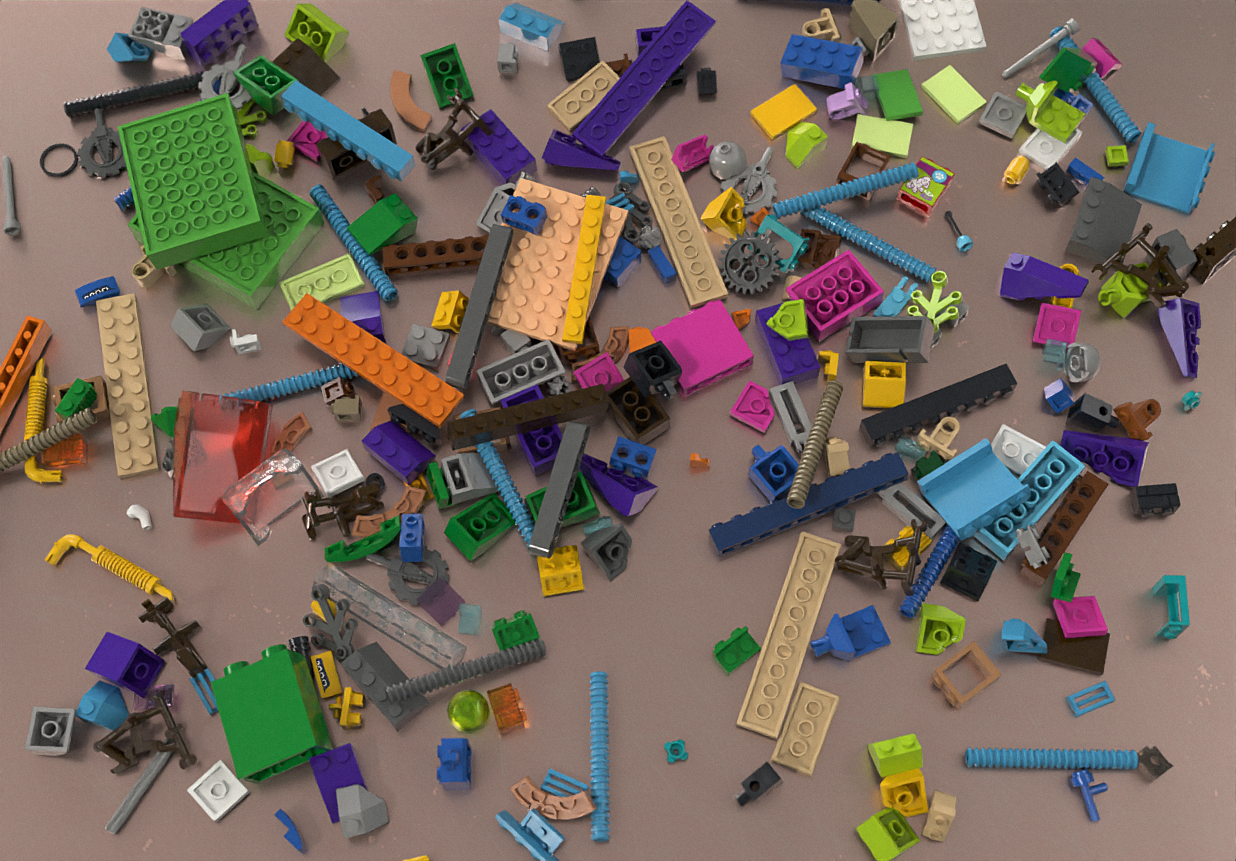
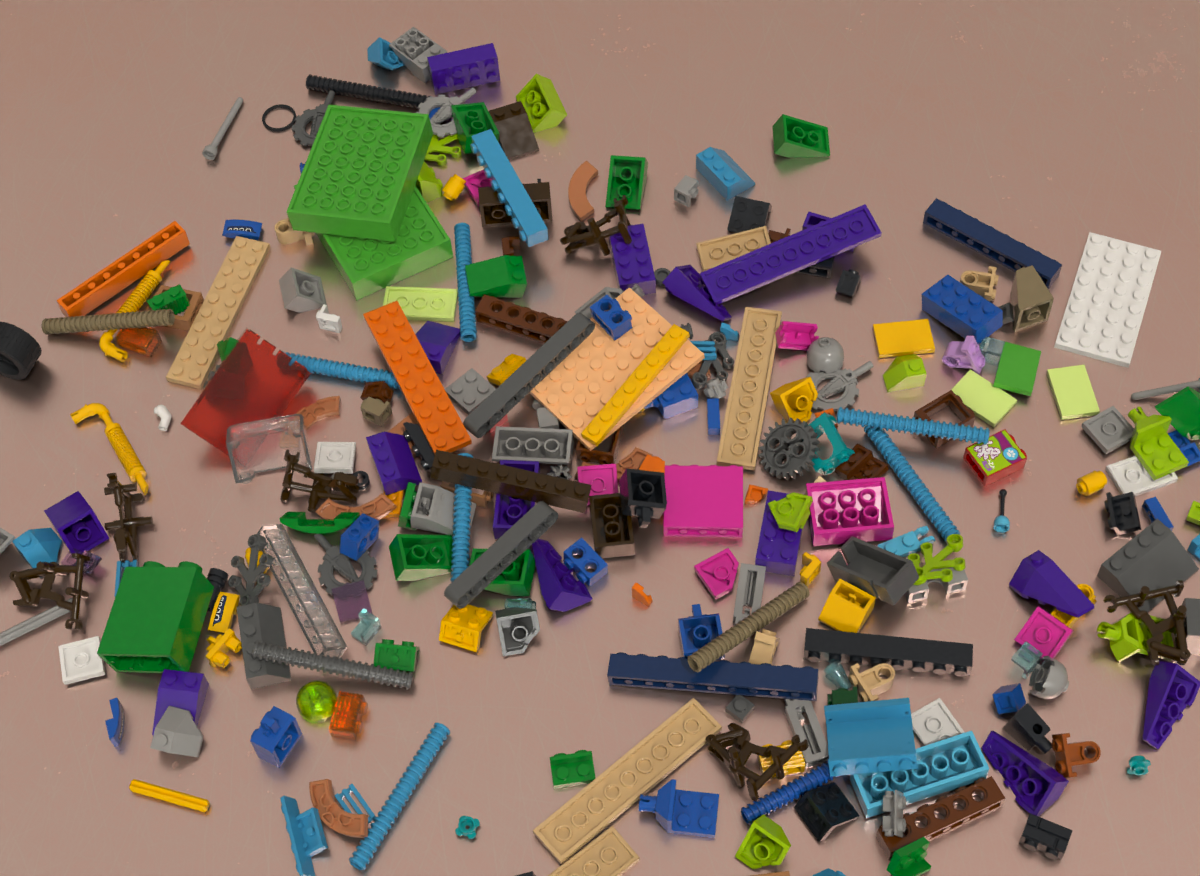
camera: 30 degrees right, 10 degrees down
(536, 150) = (660, 275): none -> dark grey tile

